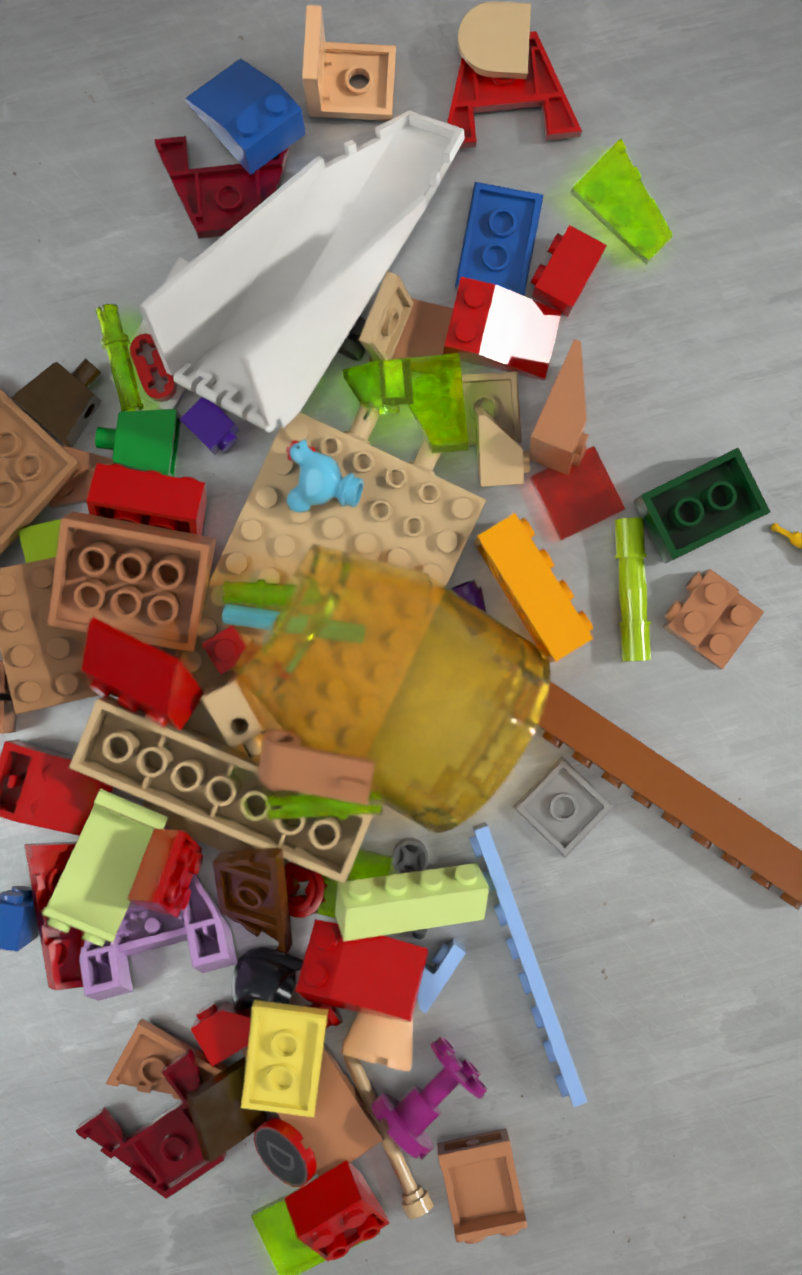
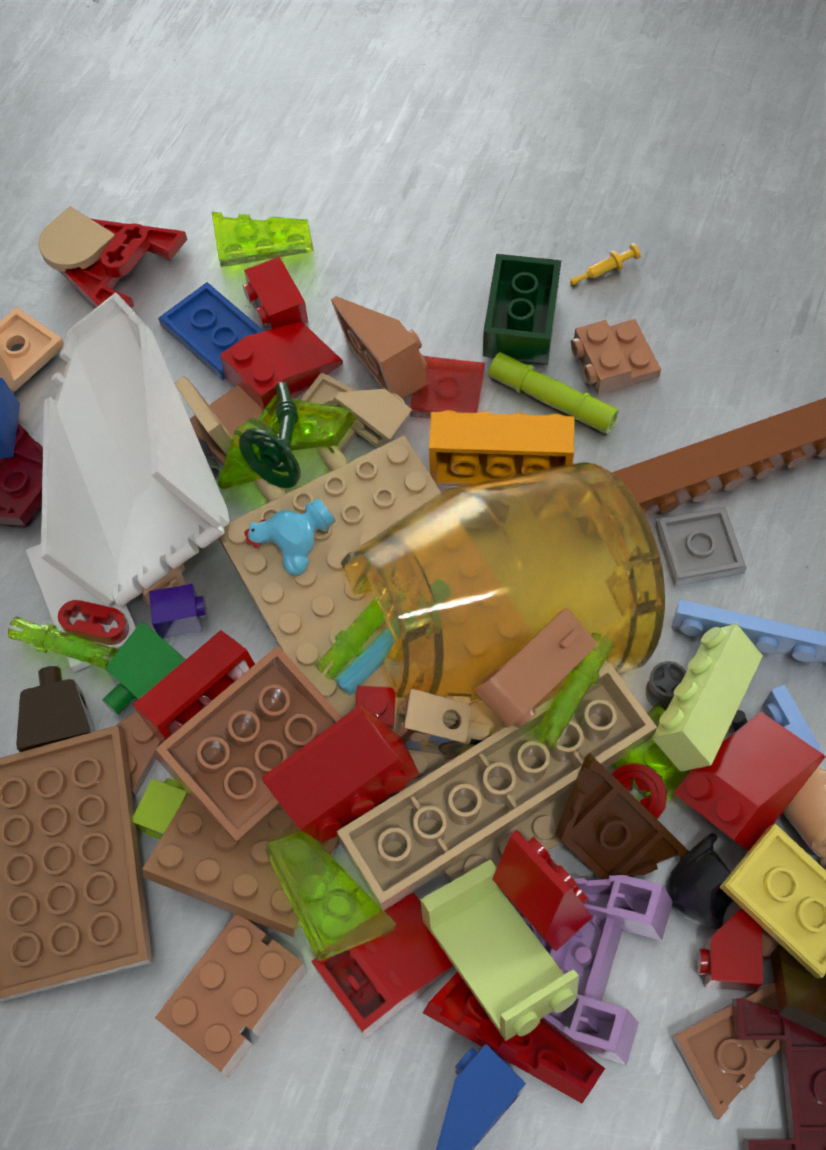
camera: 50 degrees left, 25 degrees down
(53, 719) = (325, 897): none -> clear neon green wing
(379, 412) = (278, 449): none -> dark green dish
(519, 96) = (129, 252): none -> red beam

